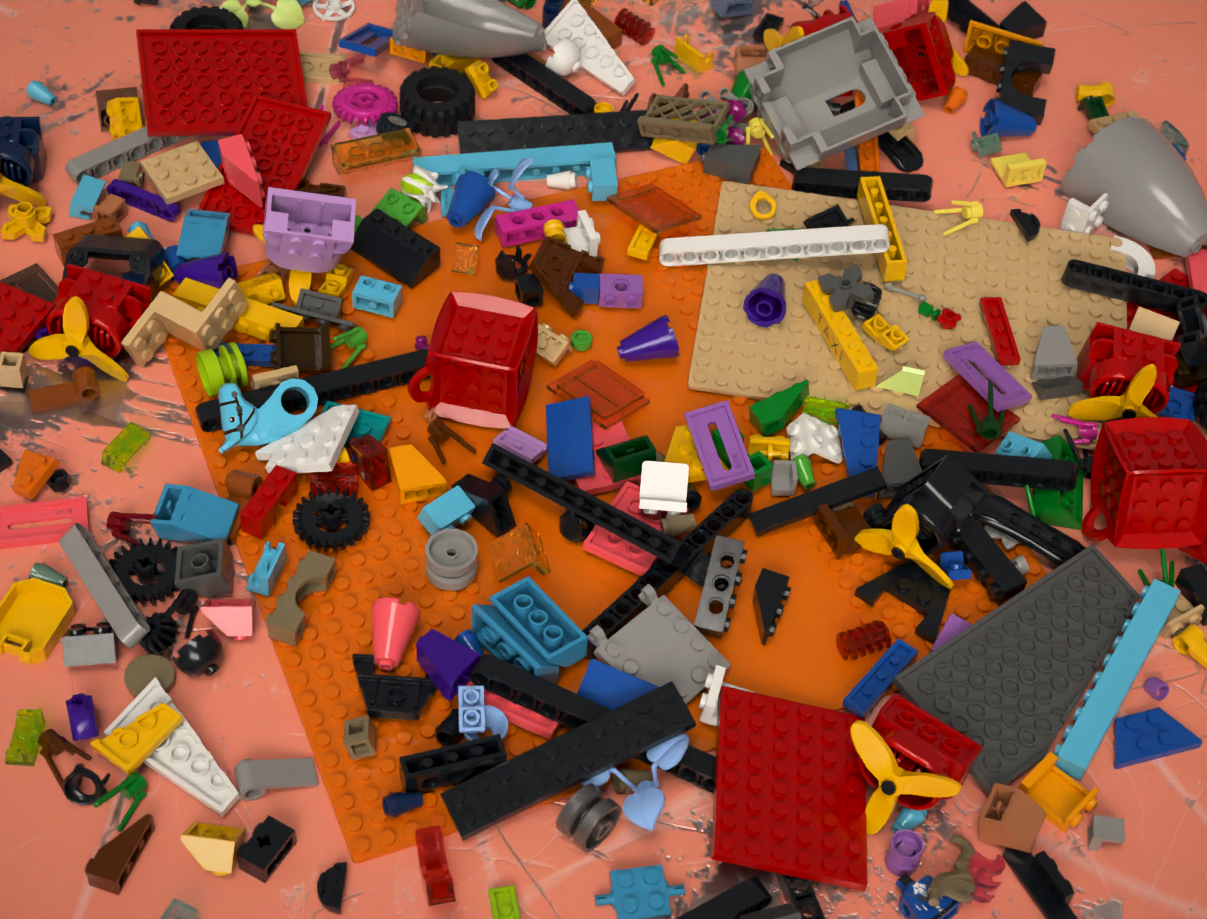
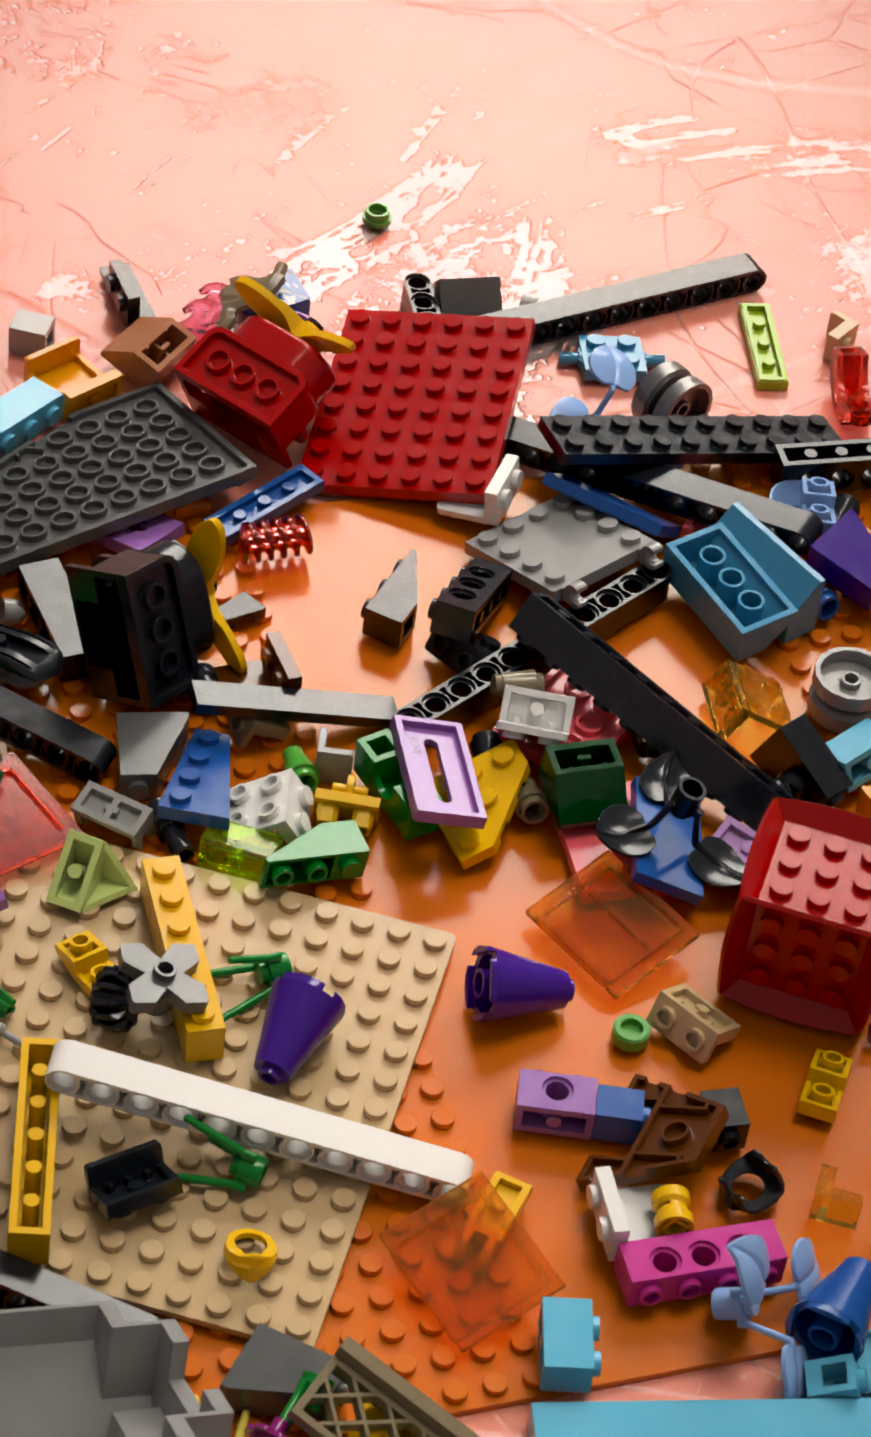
camera: 175 degrees left, 5 degrees down
(538, 426) = (667, 782): none -> black plant
(563, 180) = (638, 1386): white cone -> none
(789, 335) = (265, 970): none -> green plant

